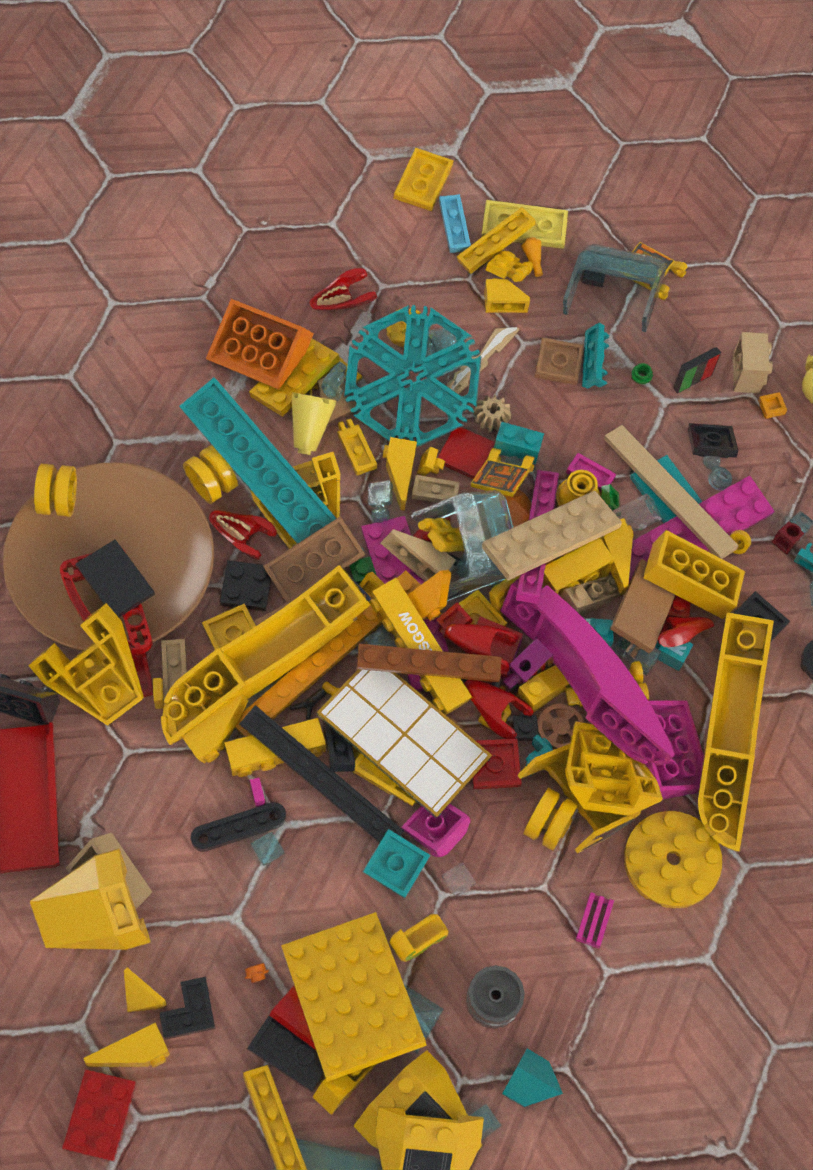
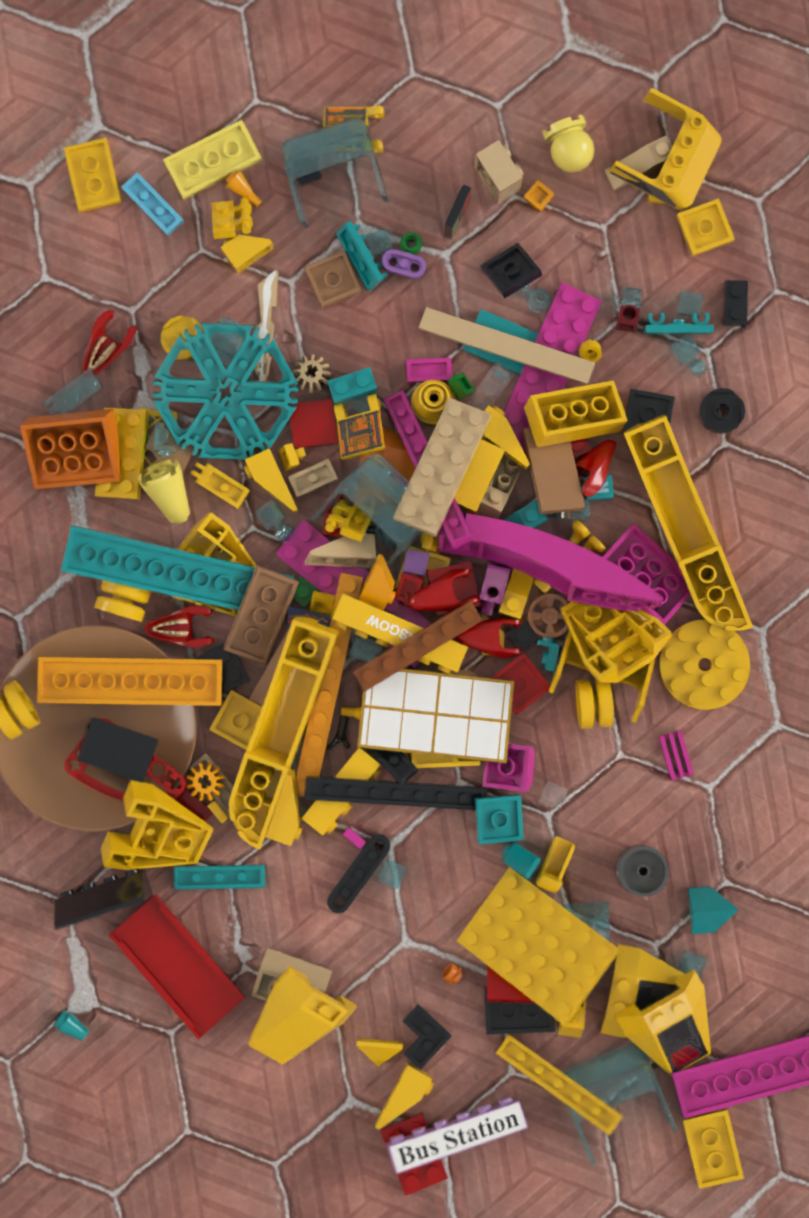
camera: 30 degrees left, 20 degrees up
(117, 749) = (219, 877): none -> teal tile
(152, 1120) = (456, 1135): none -> brick
(167, 665) = (211, 776): none -> light orange gear
(168, 536) = (129, 681): none -> light orange plate
(293, 309) = (74, 393): none -> clear light blue hinge
(391, 909) = (520, 859): none -> teal slope
(475, 605) = (416, 562): none -> medium lavender tile
(496, 240) = (201, 198): yellow plate -> none
(616, 359) = (379, 242): none -> clear light blue tile
(627, 384) = (405, 261): none -> medium lavender plate

